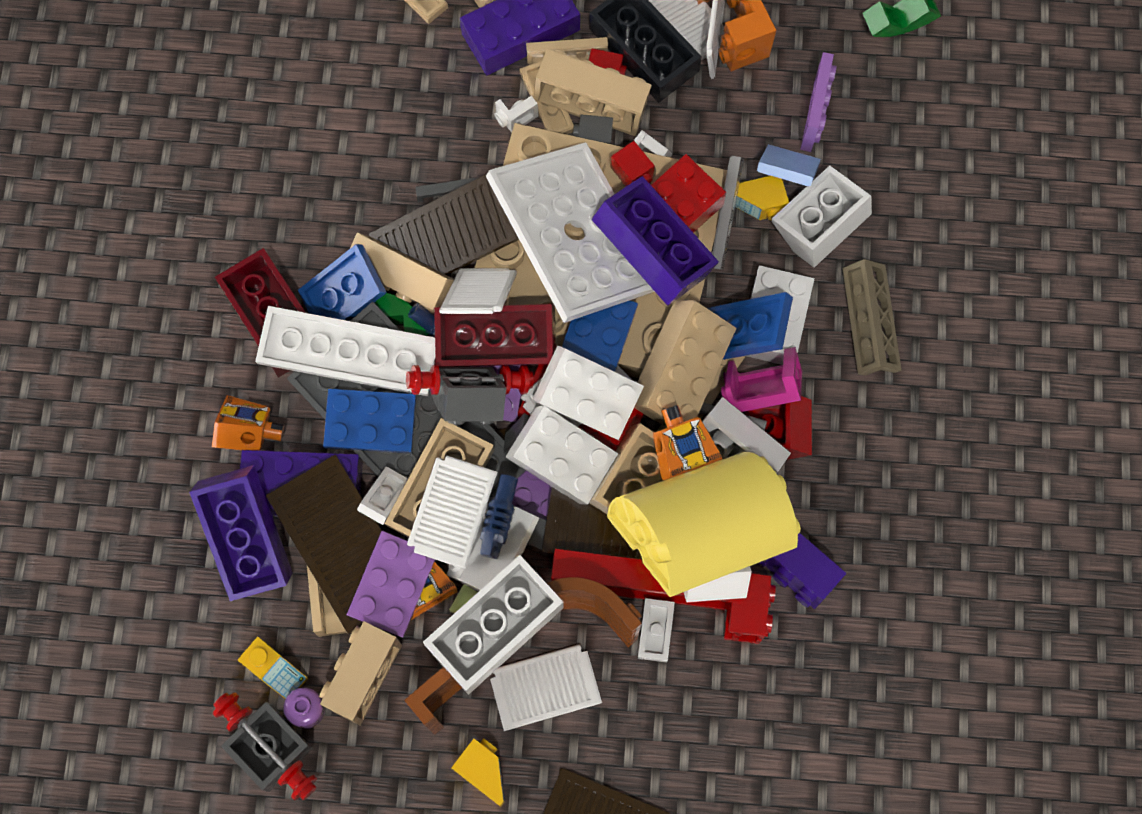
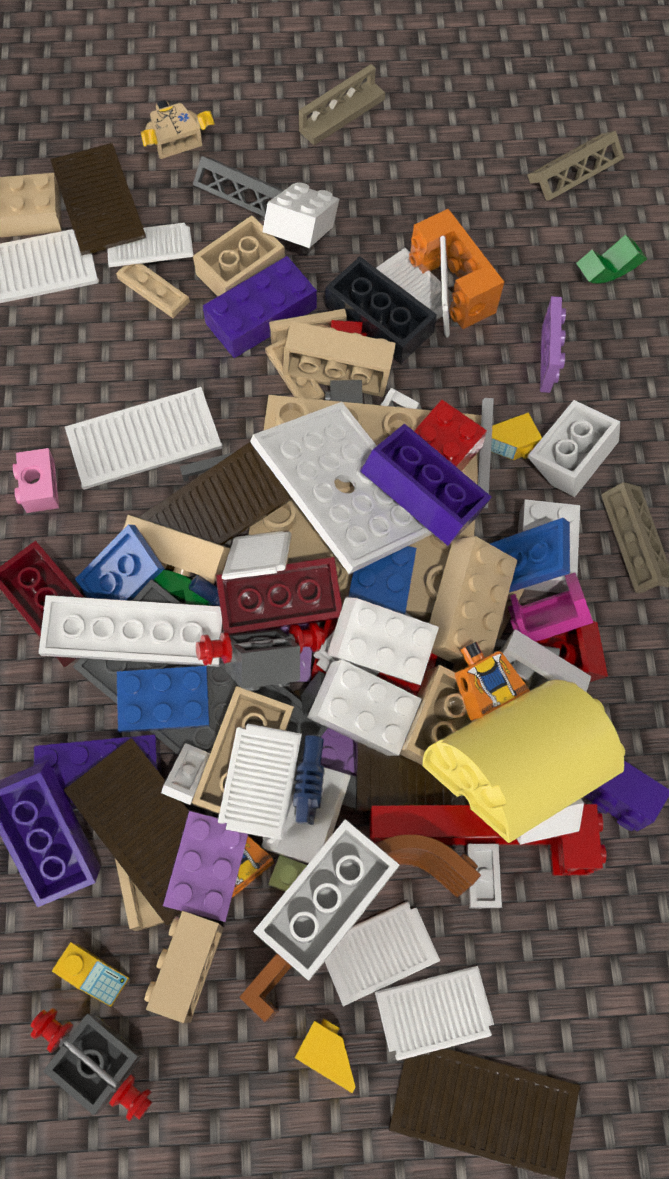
camera: 10 degrees left, 5 degrees down
(244, 425) = (34, 720): orange torso -> none
(274, 199) = (42, 494): none -> bright pink brick
(303, 708) = (128, 1013): medium lavender head -> none
(382, 150) = (142, 437): none -> white window
(521, 113) = (273, 384): white bracket -> none
(589, 748) = (435, 1013): none -> white window
(631, 164) = (389, 416): red brick -> none
(788, 165) = (535, 405): light blue tile -> none

